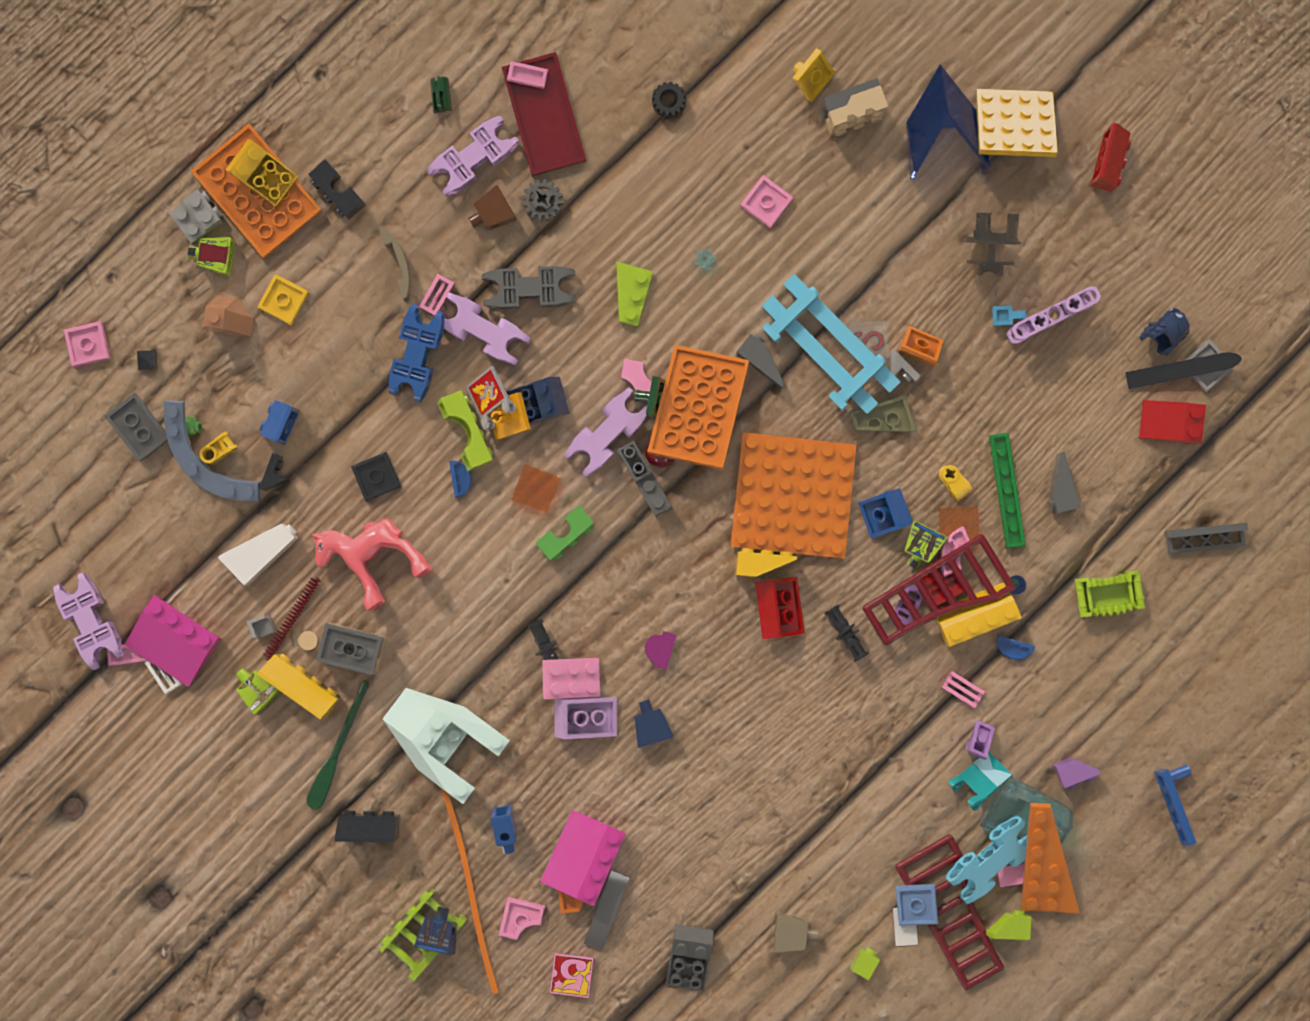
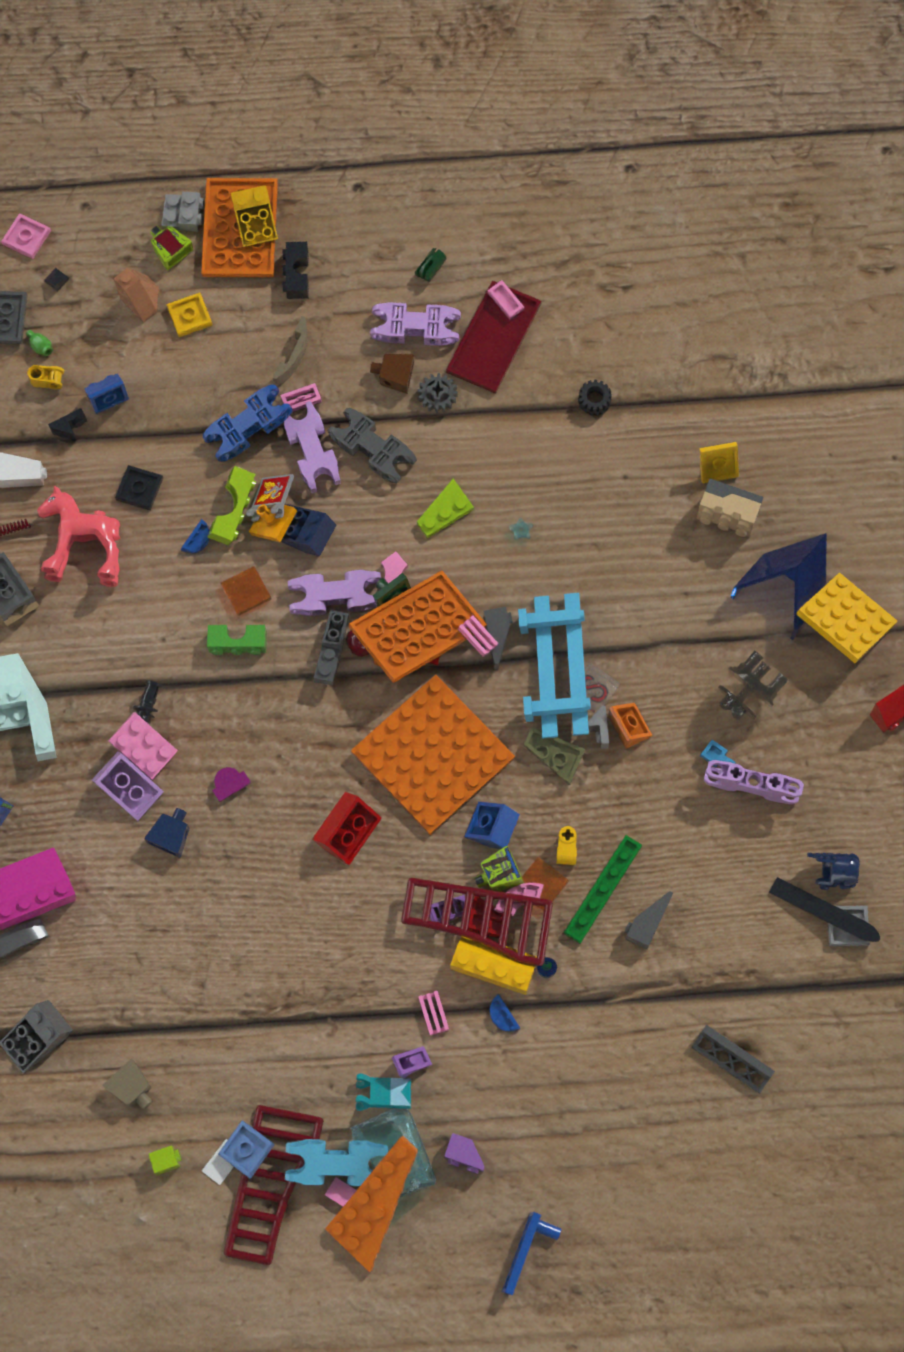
camera: 40 degrees right, 15 degrees down
(193, 465) = (18, 375): sand blue plate -> none
(755, 564) = (360, 780): yellow slope -> none
(766, 201) = (604, 526): bright pink tile -> none
(767, 385) = (485, 635): none -> bright pink tile
(846, 633) = (379, 890): black piece -> none
(1011, 926) = (305, 1233): lime slope -> none
(1110, 595) = (614, 1036): lime piece -> none
(1172, 421) = (781, 944): red slope -> none

